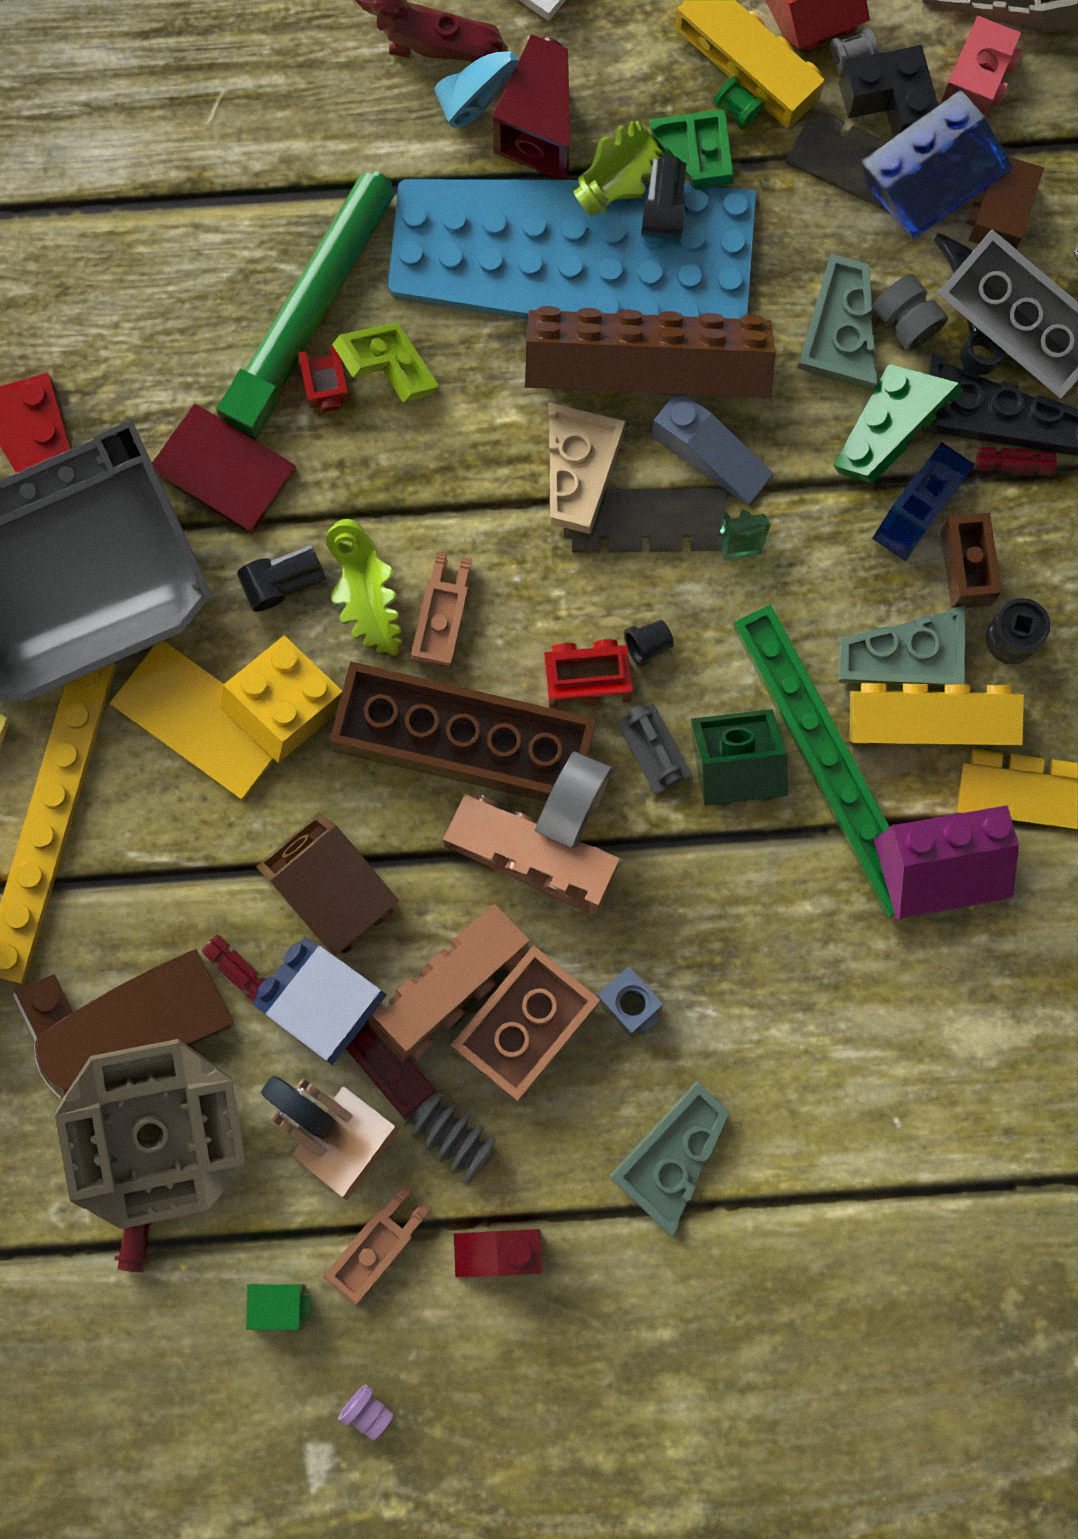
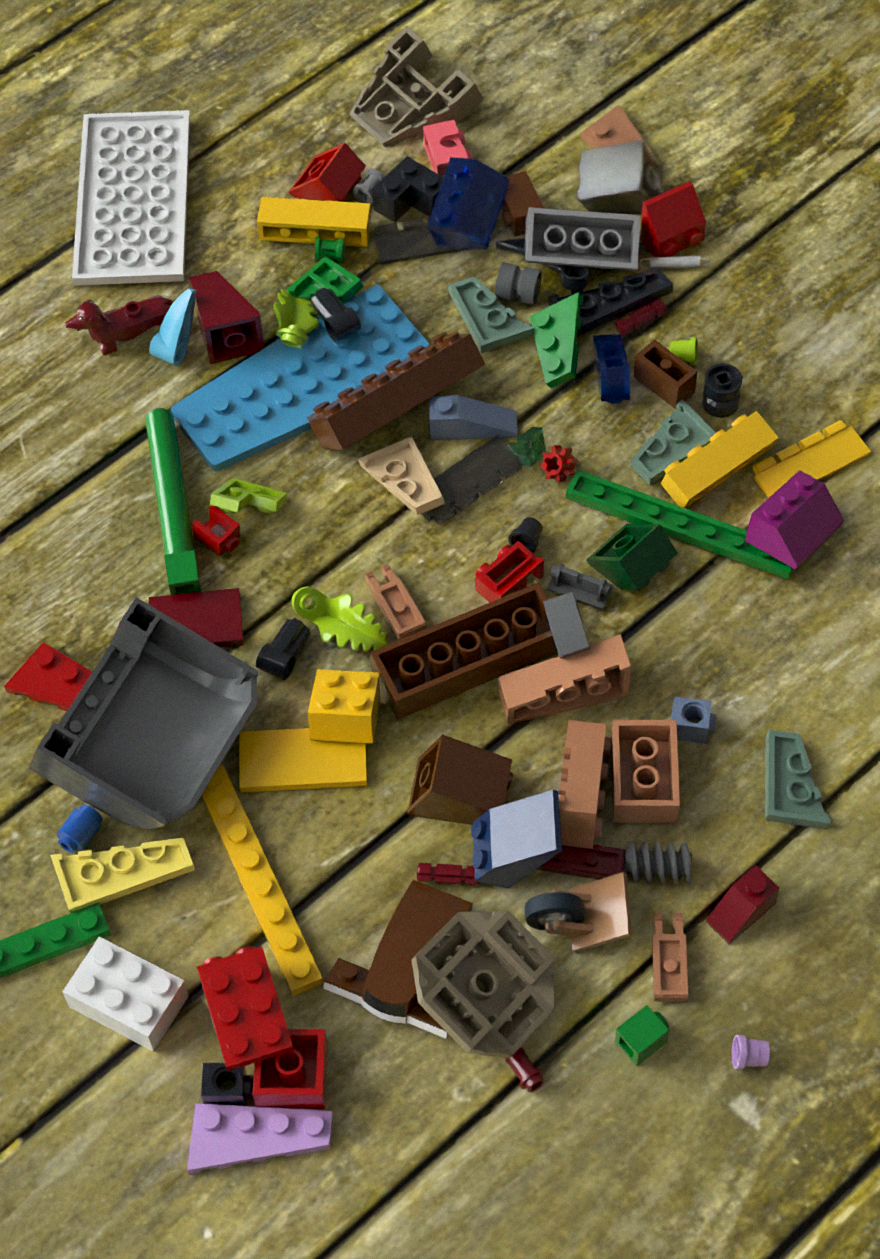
camera: 35 degrees left, 20 degrees down
(756, 581) = (559, 463): none -> red gear
(1024, 545) = (686, 350): none -> lime piece

